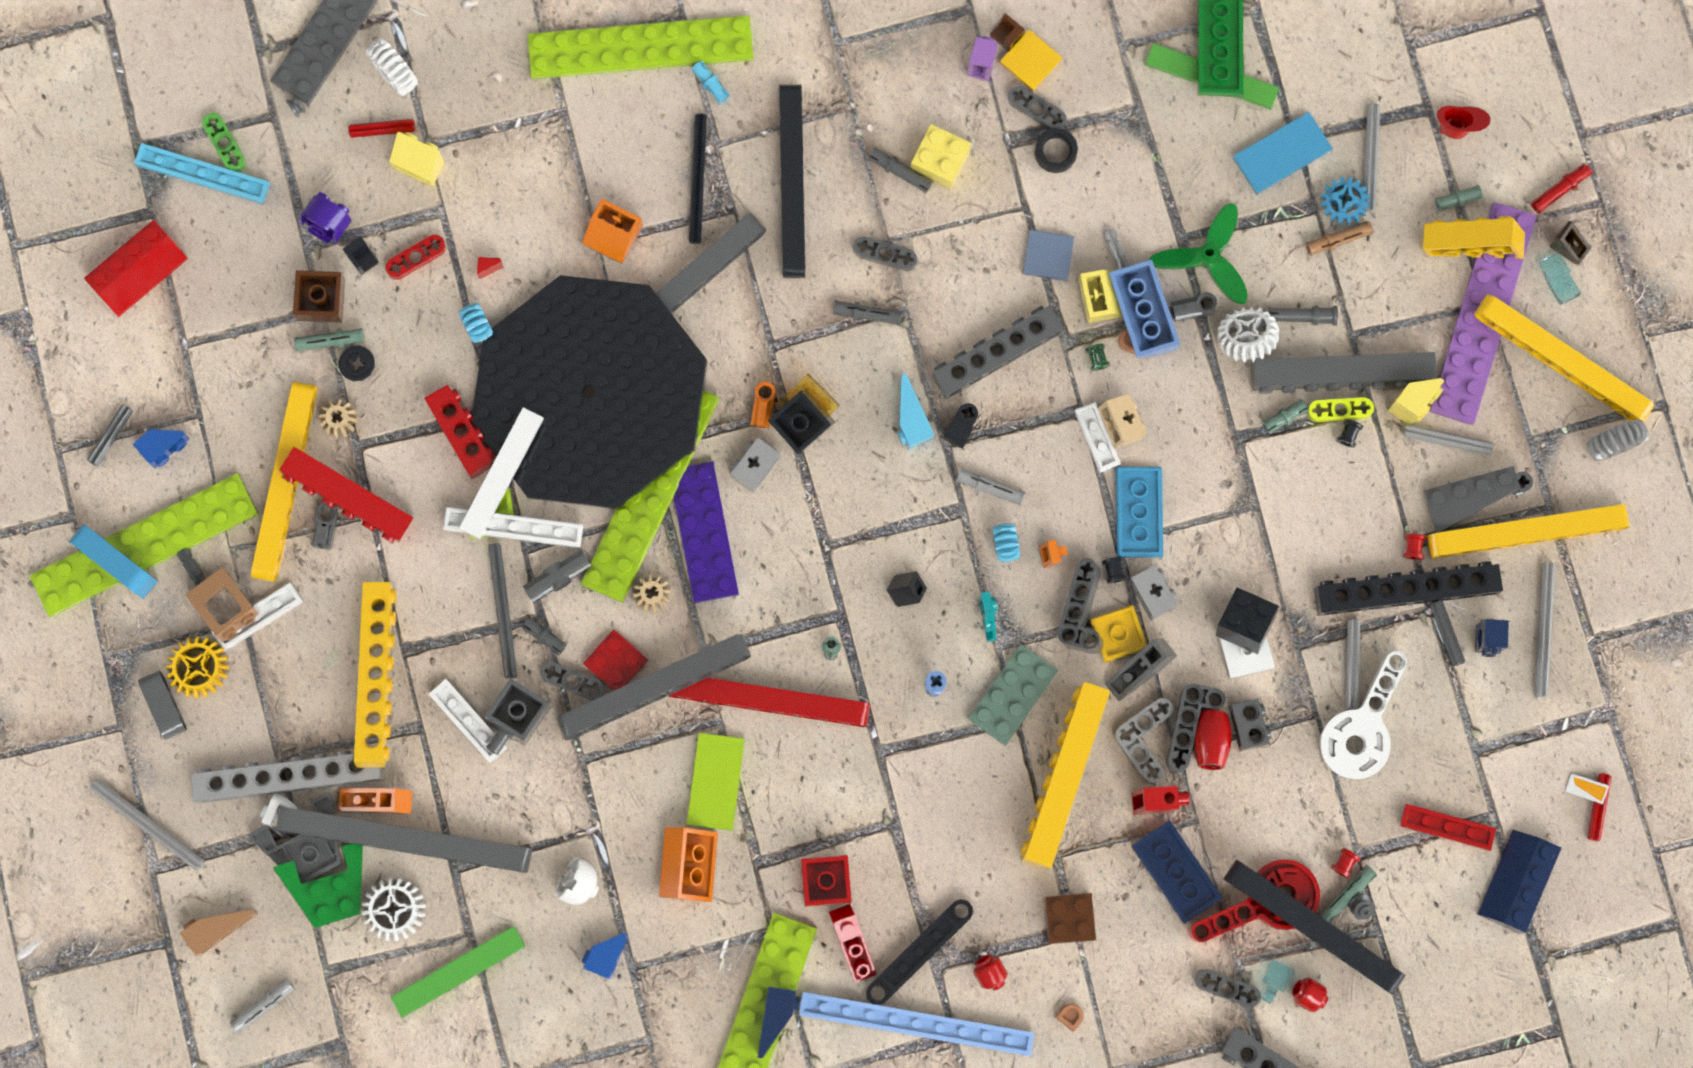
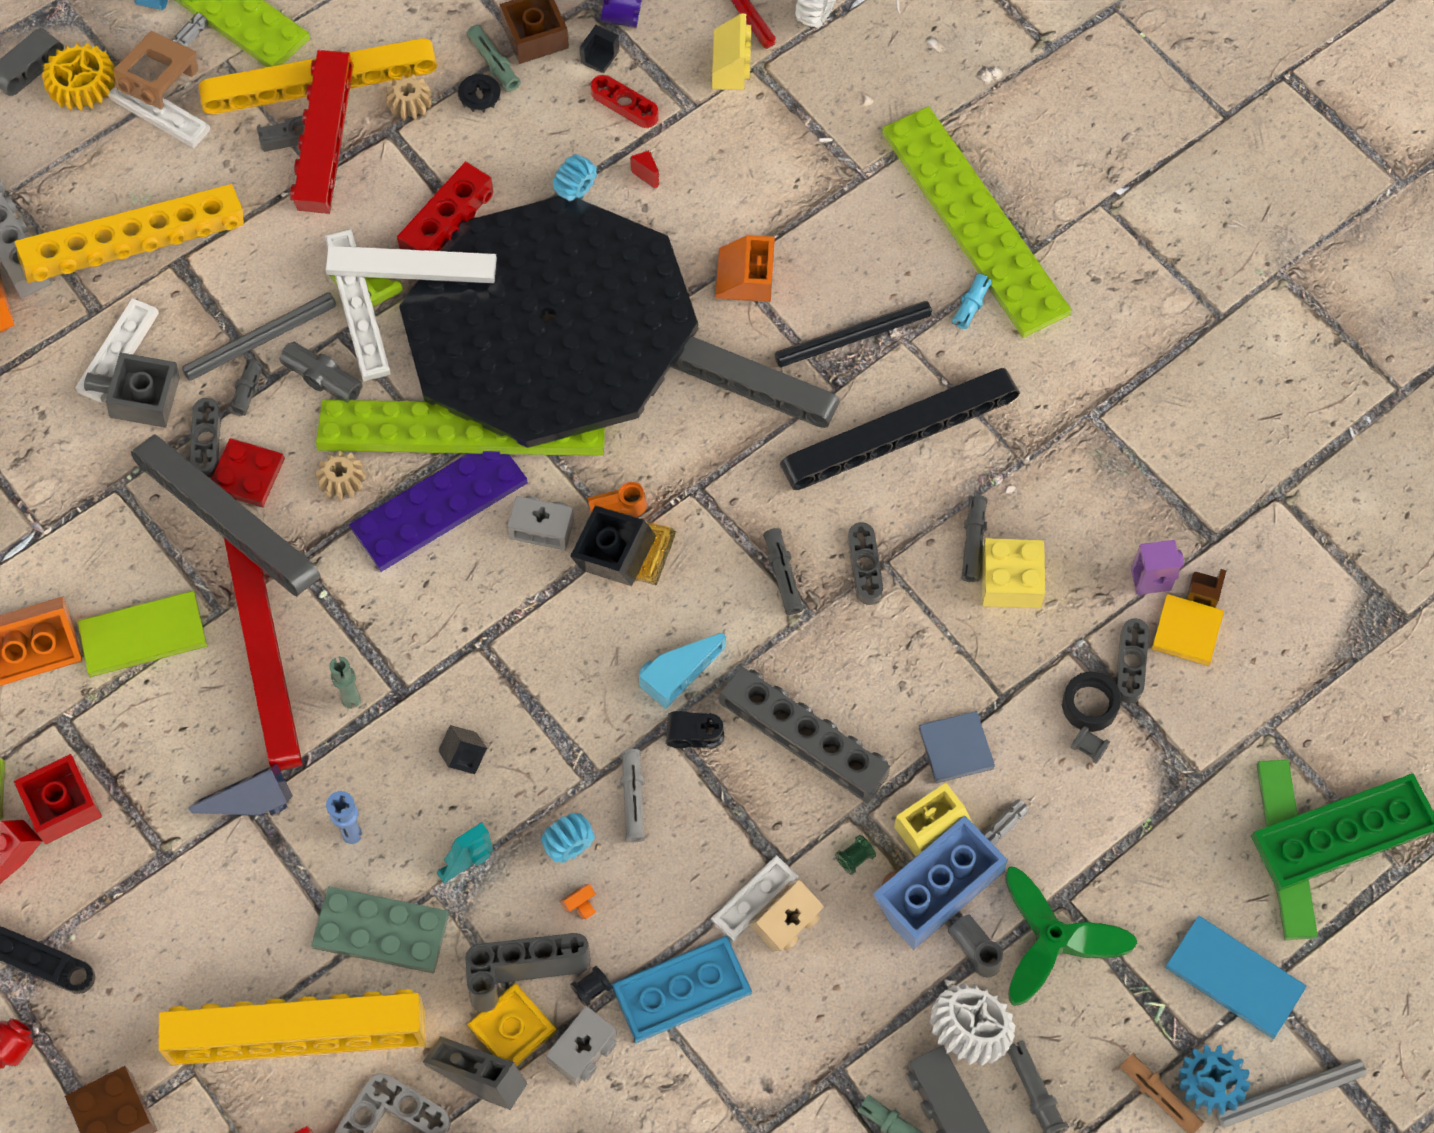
camera: 70 degrees right, 15 degrees down
(880, 747) = (249, 796): none -> slope
(1087, 166) = (1090, 744): none -> dark grey bush

